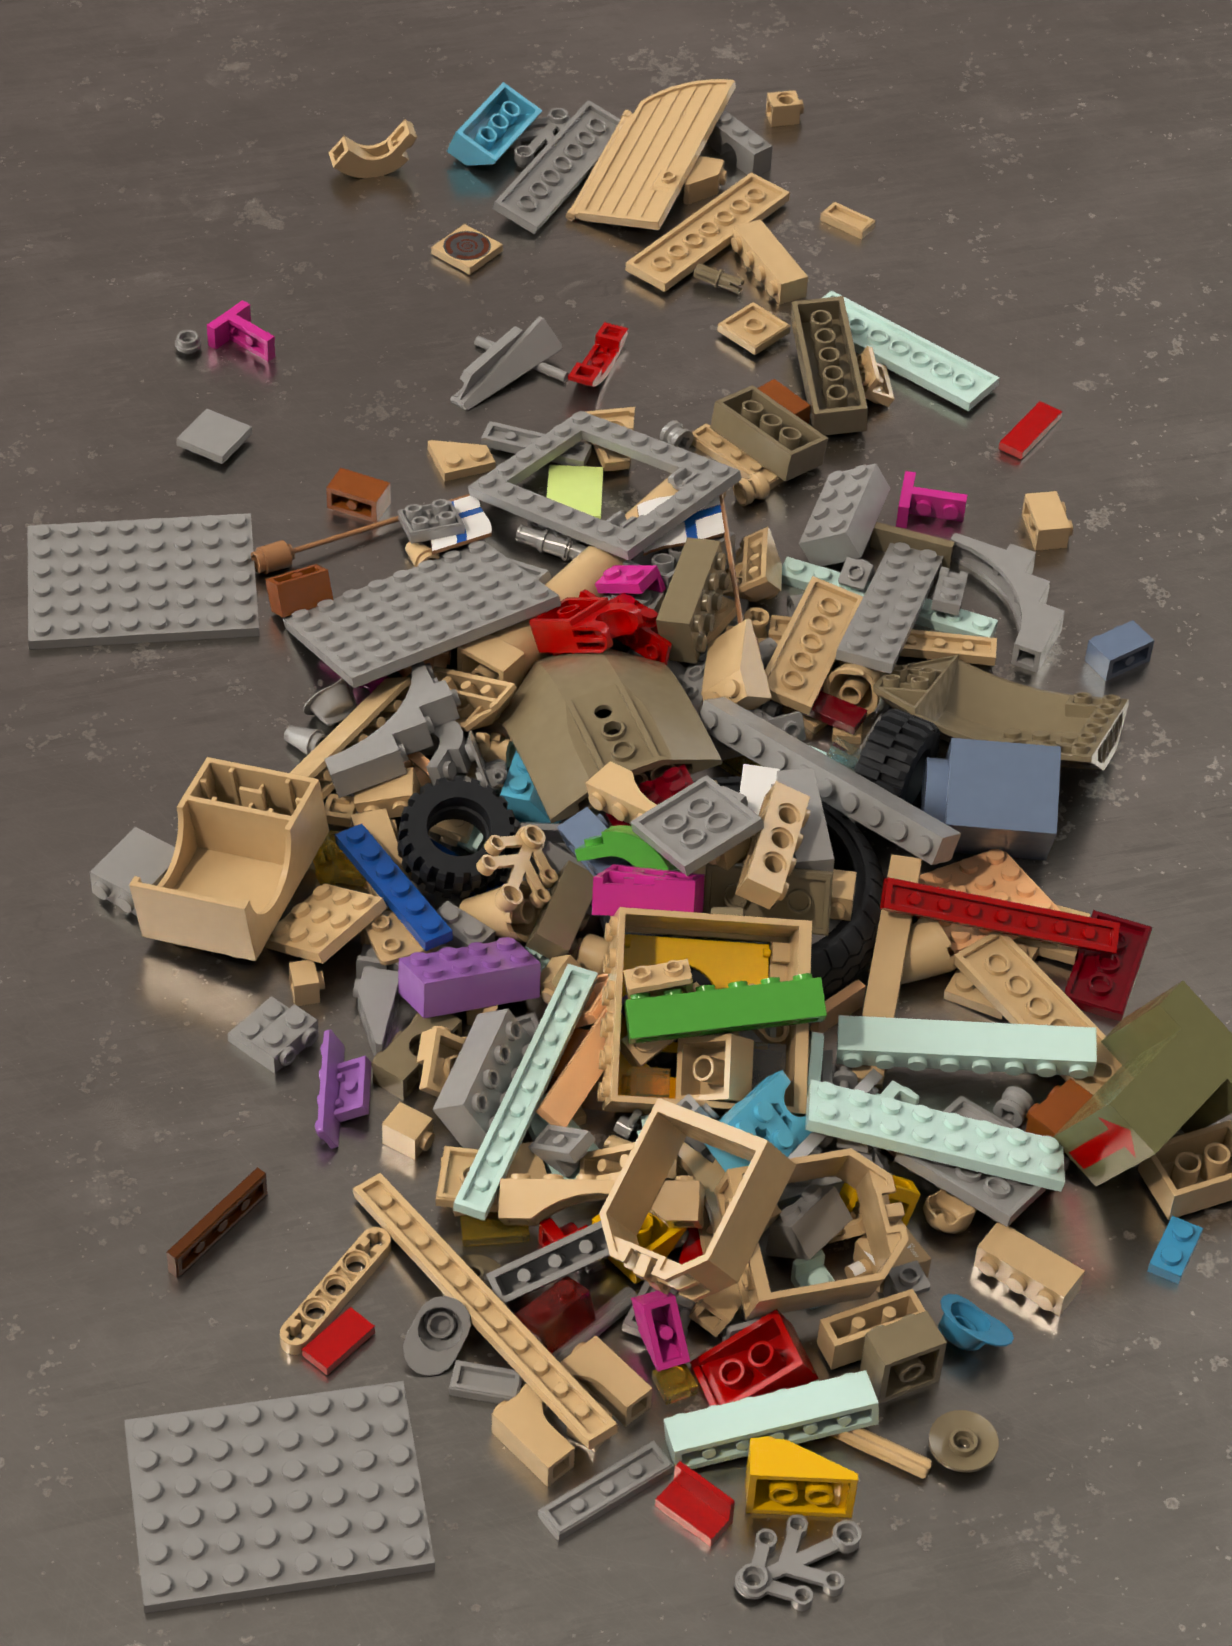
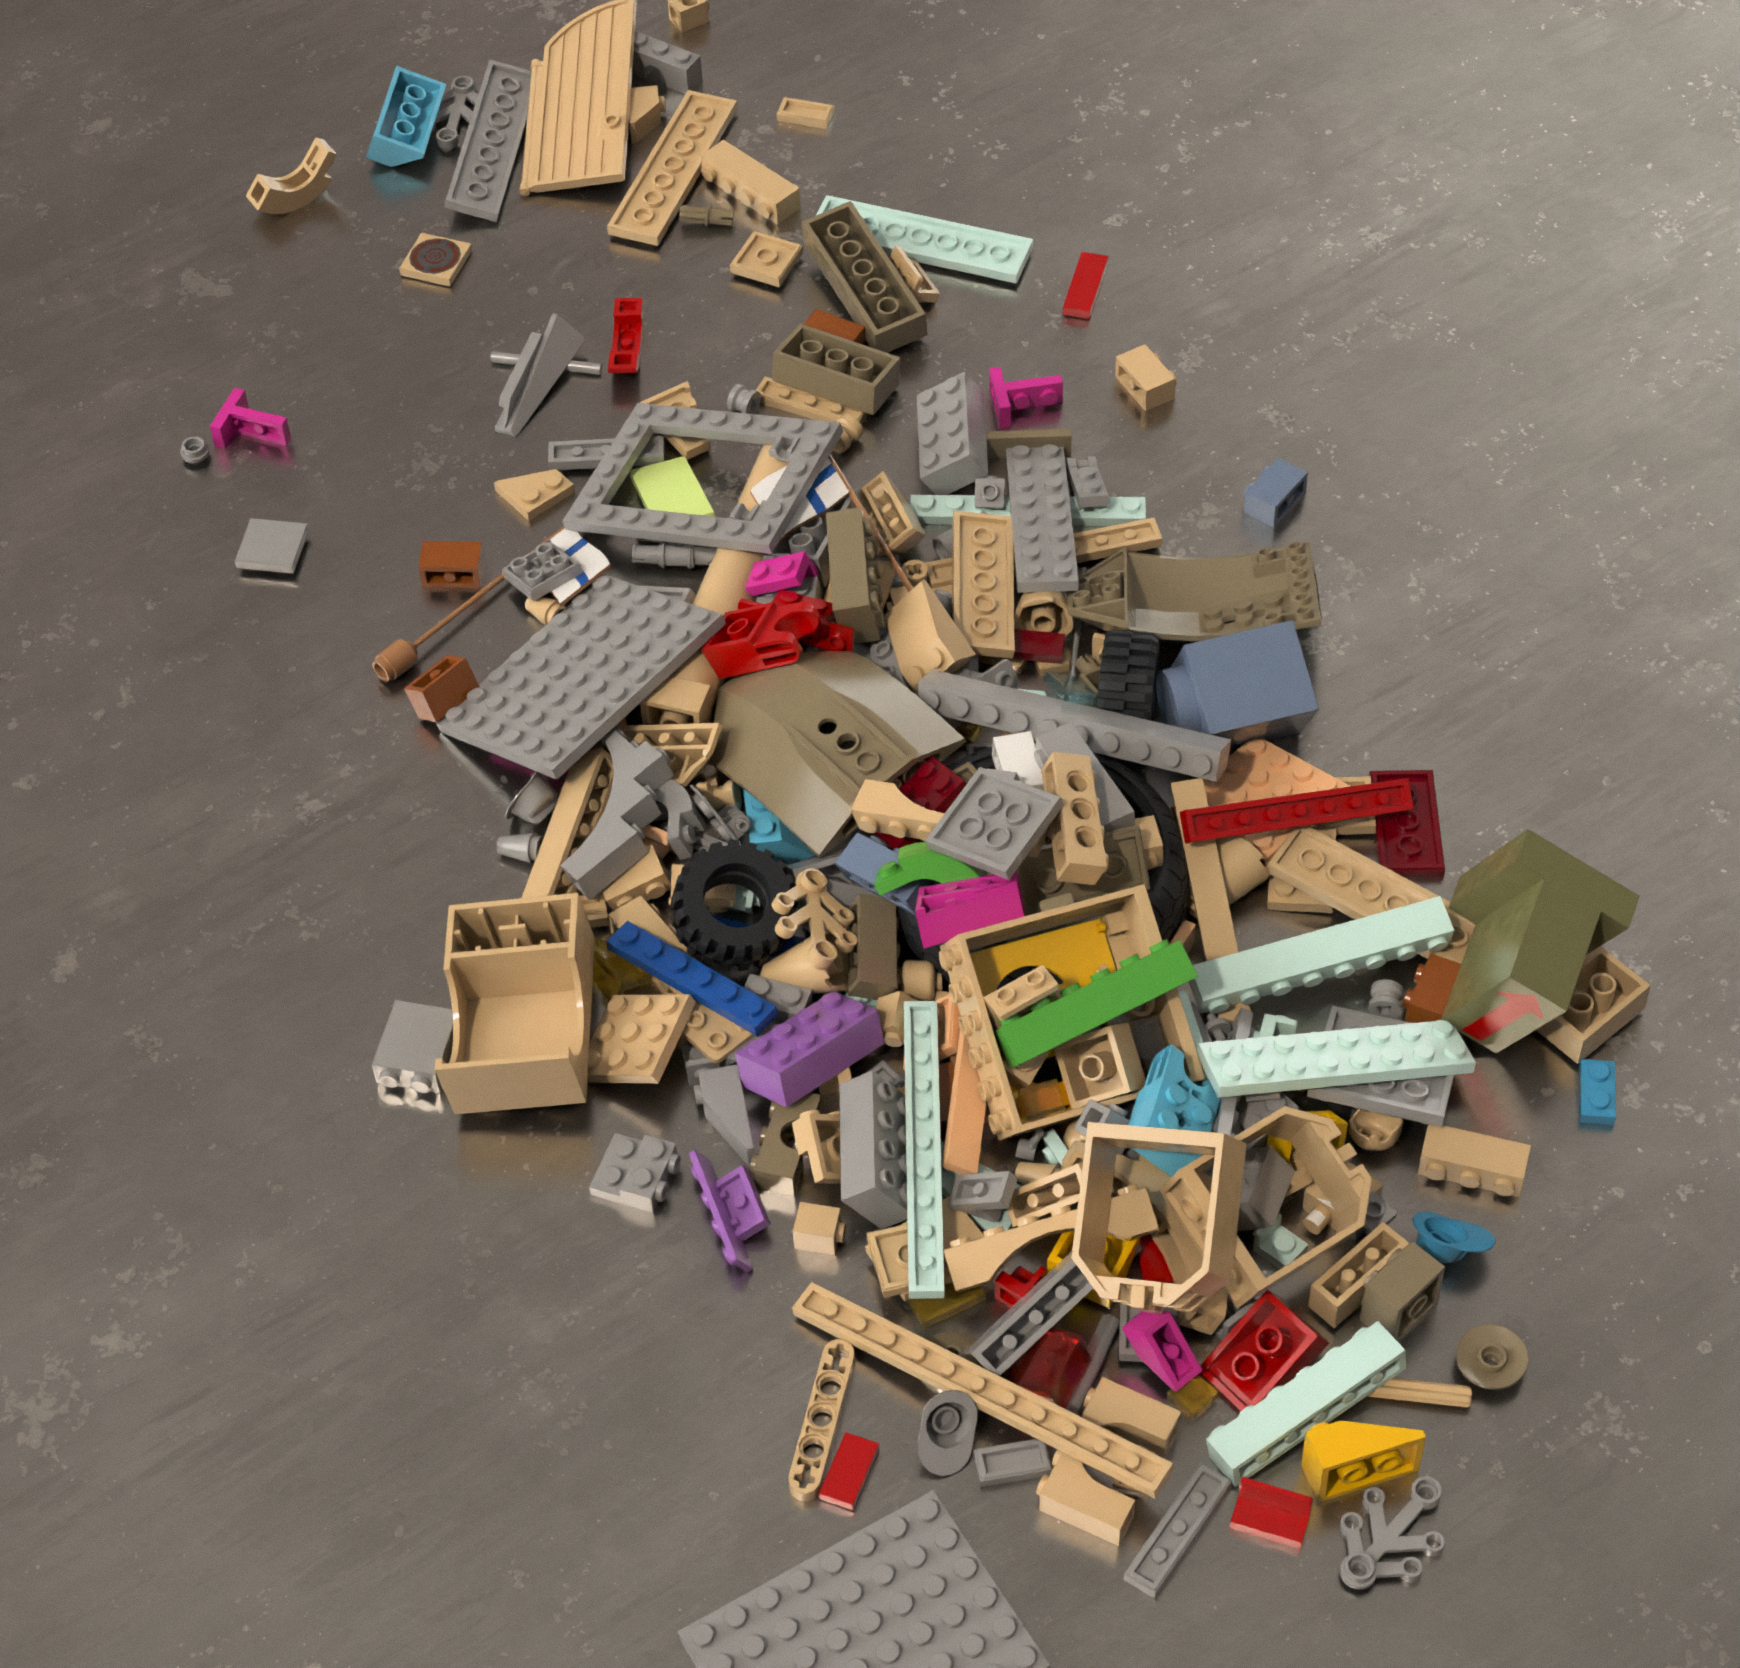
camera: 15 degrees left, 5 degrees up
(141, 581) = (268, 729): light grey plate -> none
(217, 1222) = (673, 1392): reddish brown tile -> none
(305, 982) = (642, 1107): tan plate -> none
(1025, 593) = (1157, 460): light grey arch -> none

